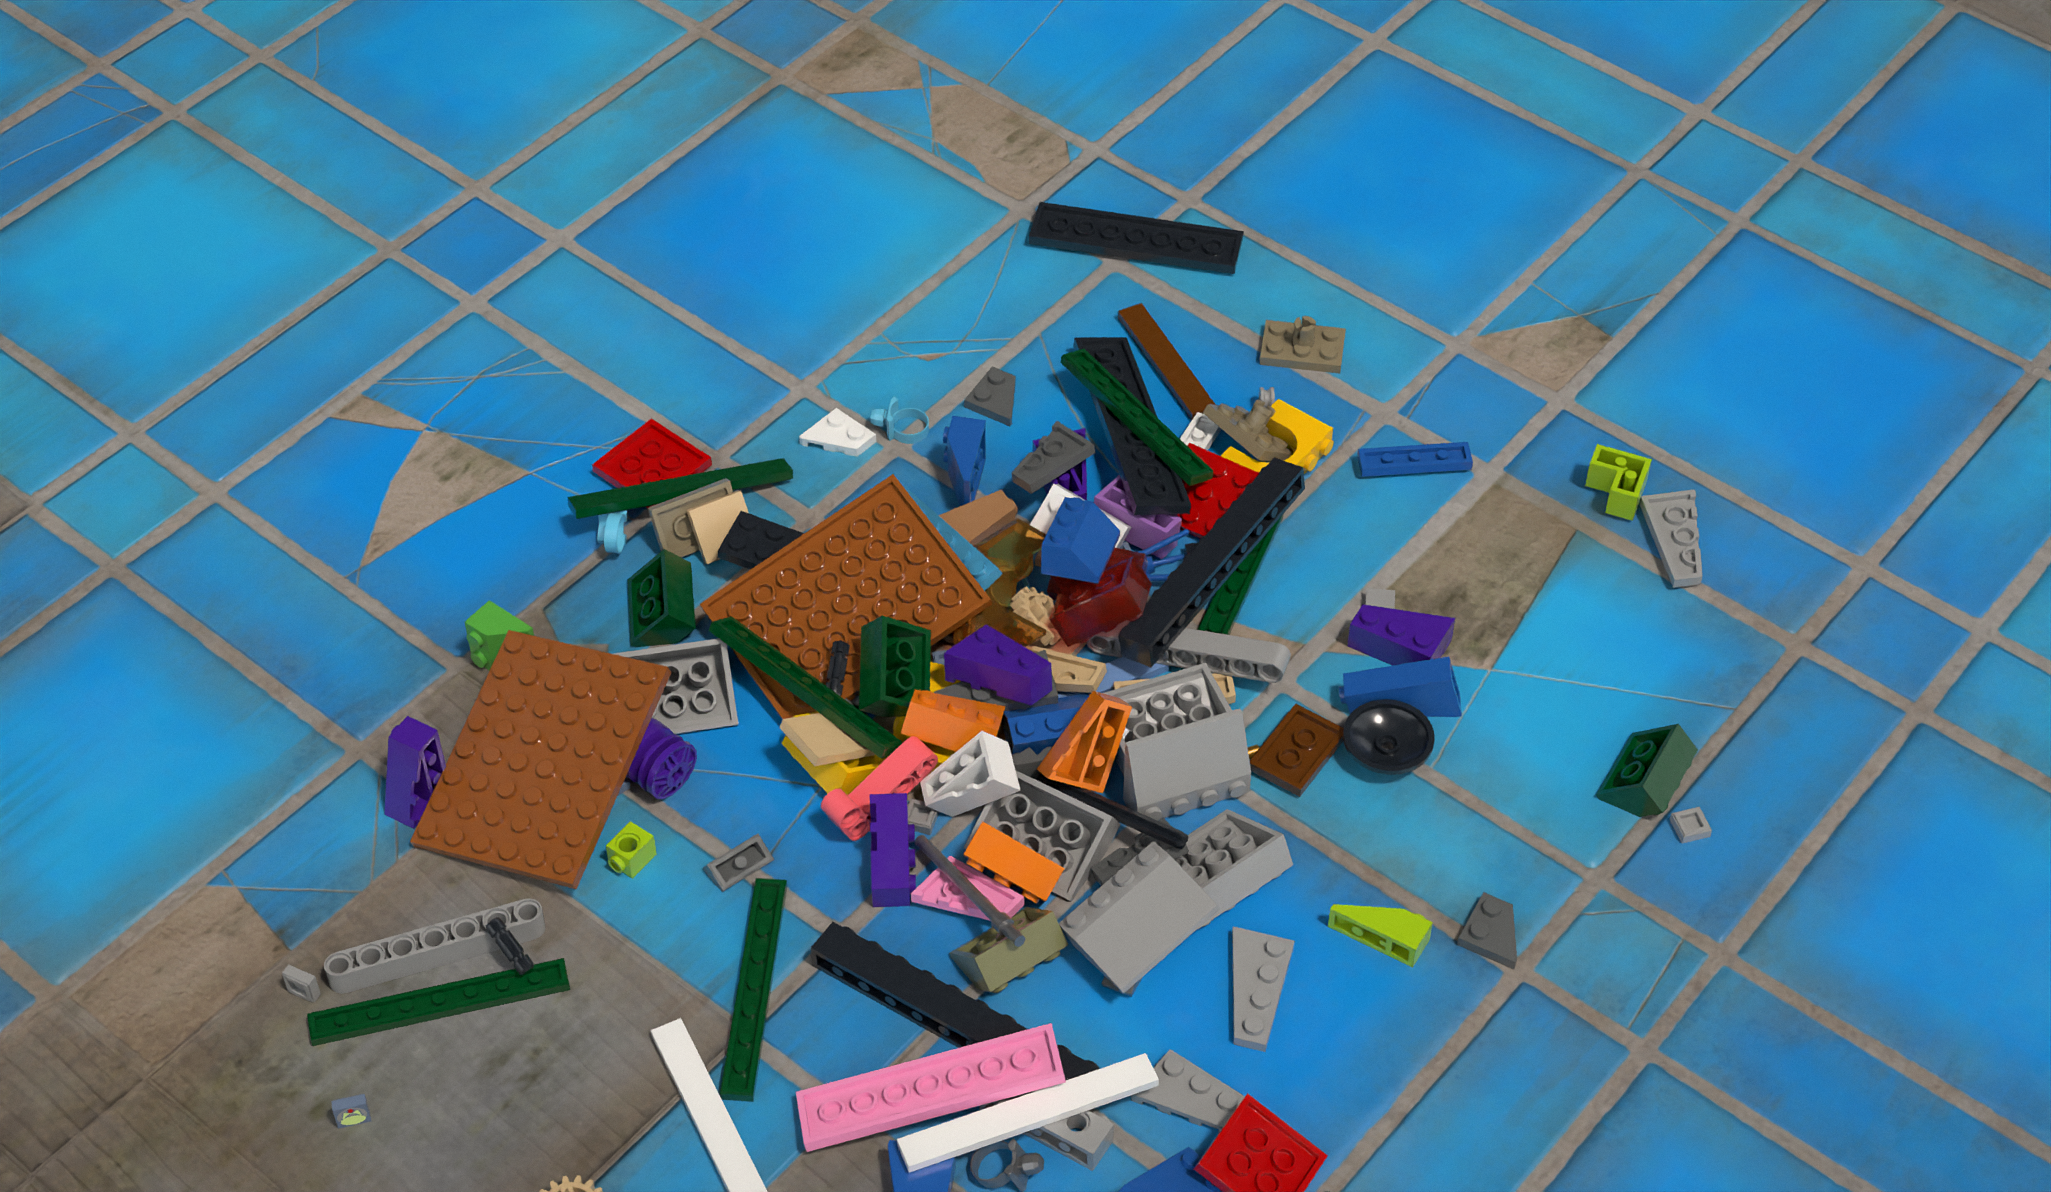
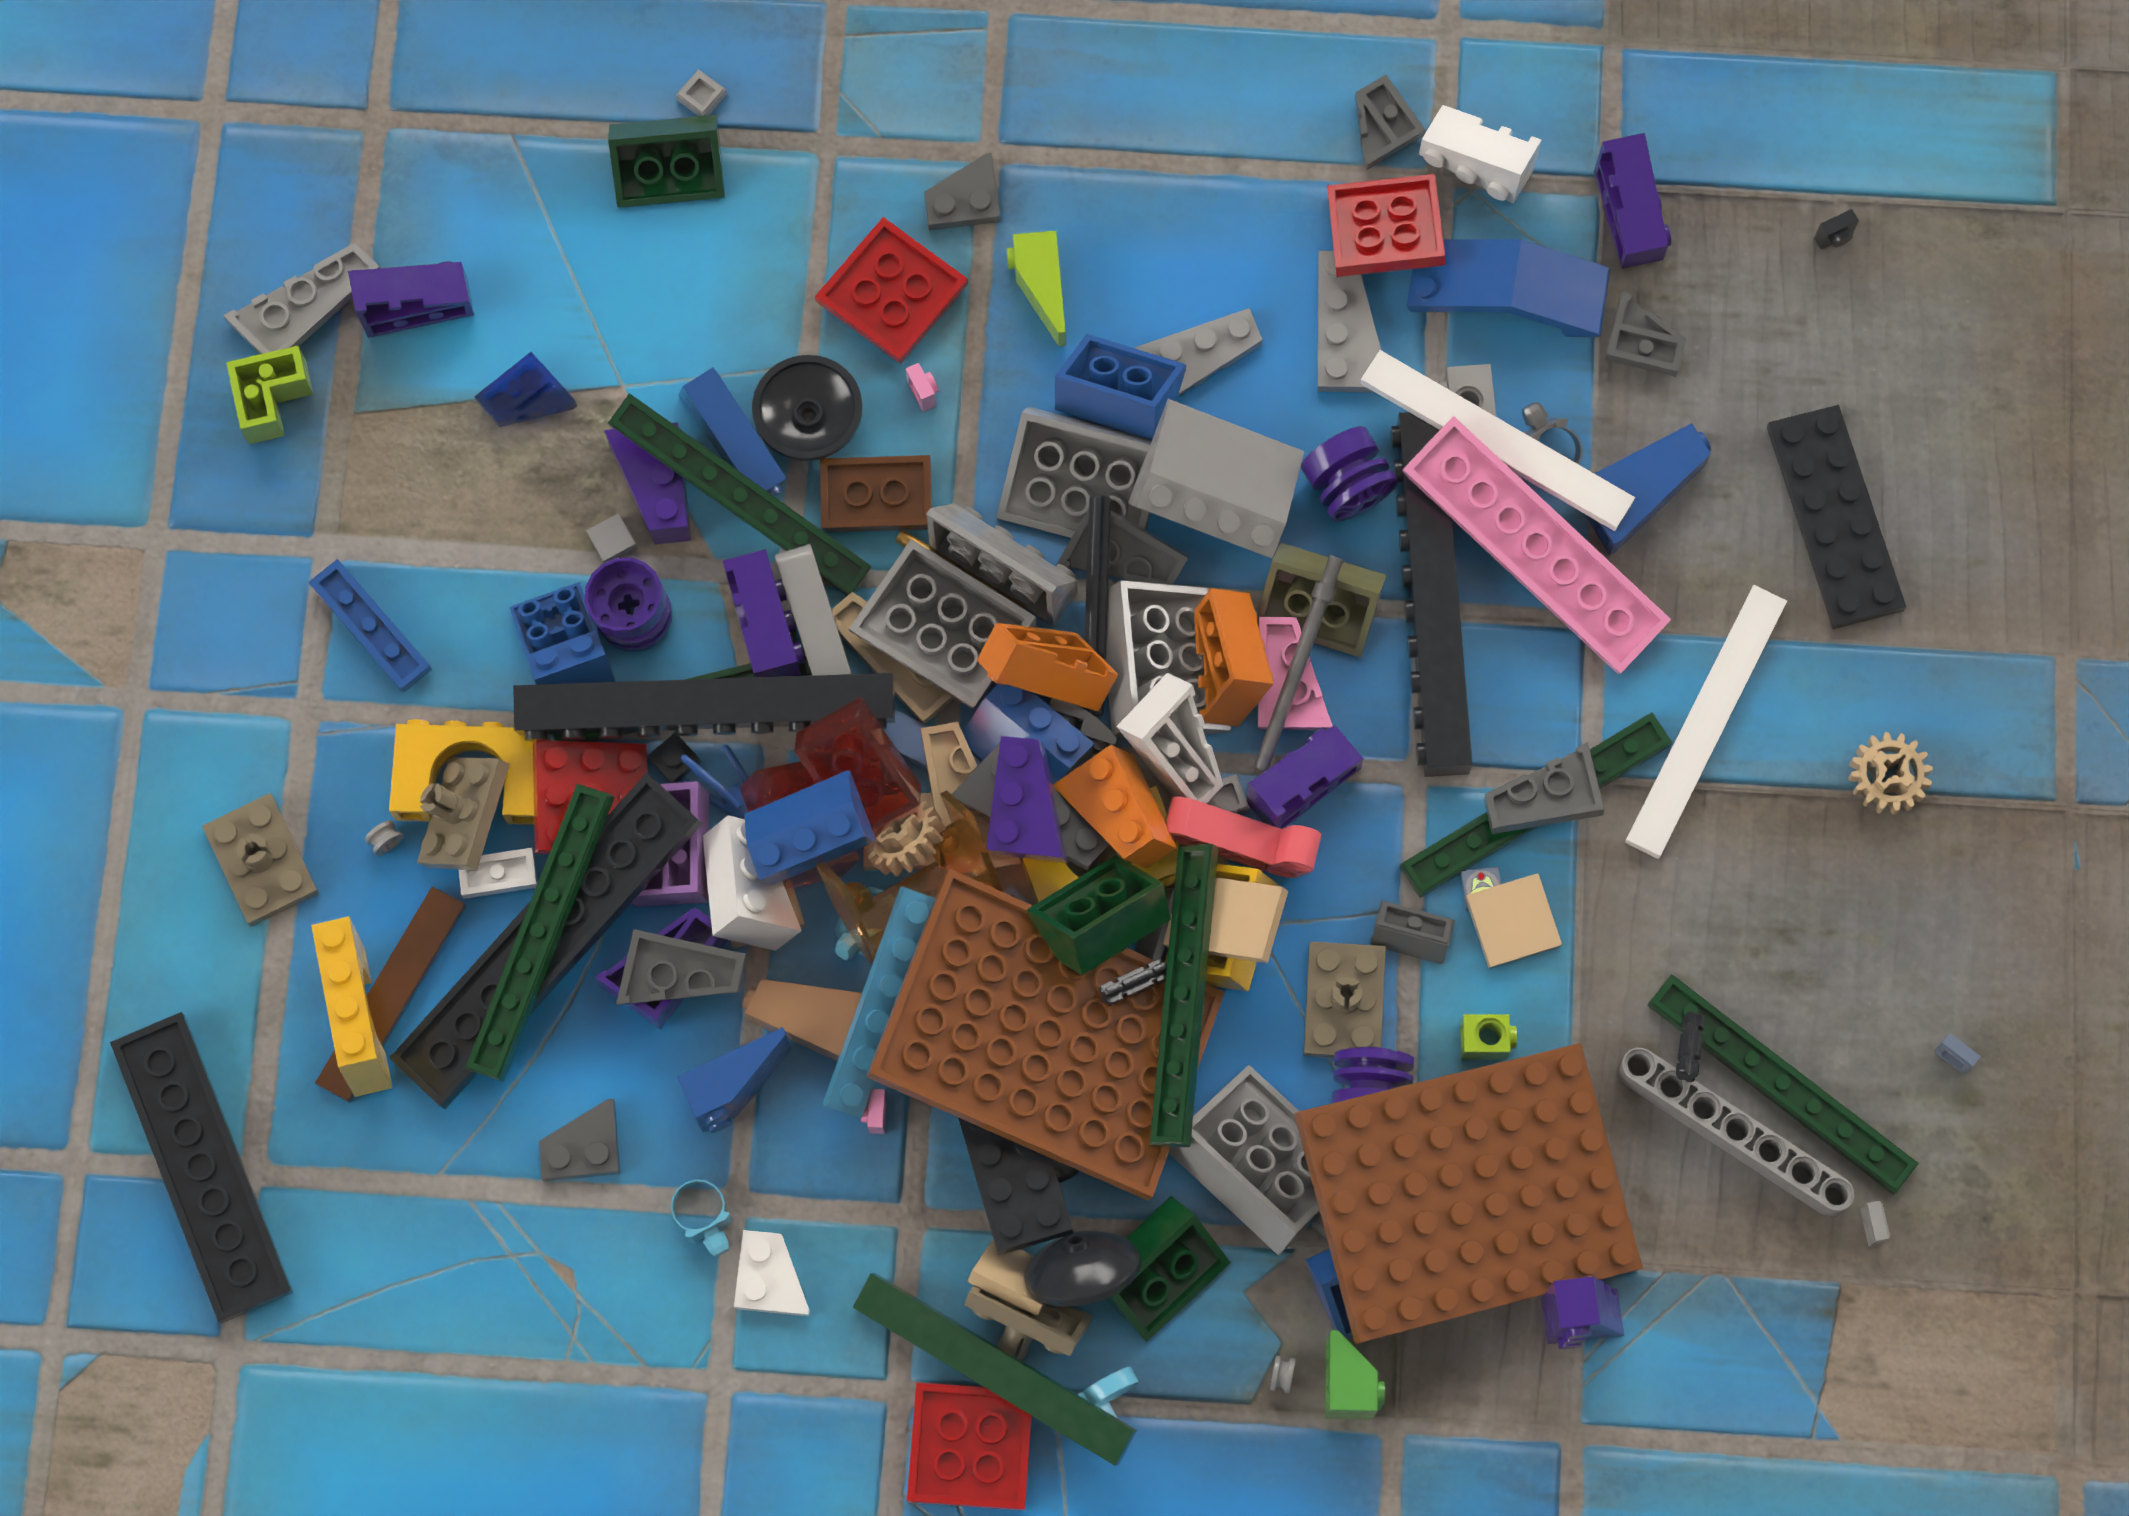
camera: 125 degrees left, 25 degrees up
(540, 623) = (1282, 1374): none -> light grey bush
(689, 545) = (1082, 1268): none -> black dish
(690, 918) = (1513, 920): none -> tan tile
(728, 918) = (1478, 880): none -> tile
(729, 797) = (1343, 997): none -> dark tan plate
(750, 983) = (1551, 795): none -> dark grey wing
(1081, 1008) = (1349, 474): none -> dark purple wheel
(1197, 315) = (343, 977): none -> yellow arch
(1241, 620) = (761, 616): none -> dark purple wedge
(1264, 917) = (1117, 385): none -> blue slope
(1320, 572) = (616, 589): none -> dark purple wheel
(1323, 538) = (561, 638): none -> blue slope
(1350, 661) = (736, 492): none -> dark green tile
(1357, 814) = (922, 386): none -> bright pink plate
(1447, 842) = (891, 290): none -> red plate
(1521, 610) = (524, 394): none -> clear blue wing
(1639, 579) = (410, 296): none -> dark purple wedge

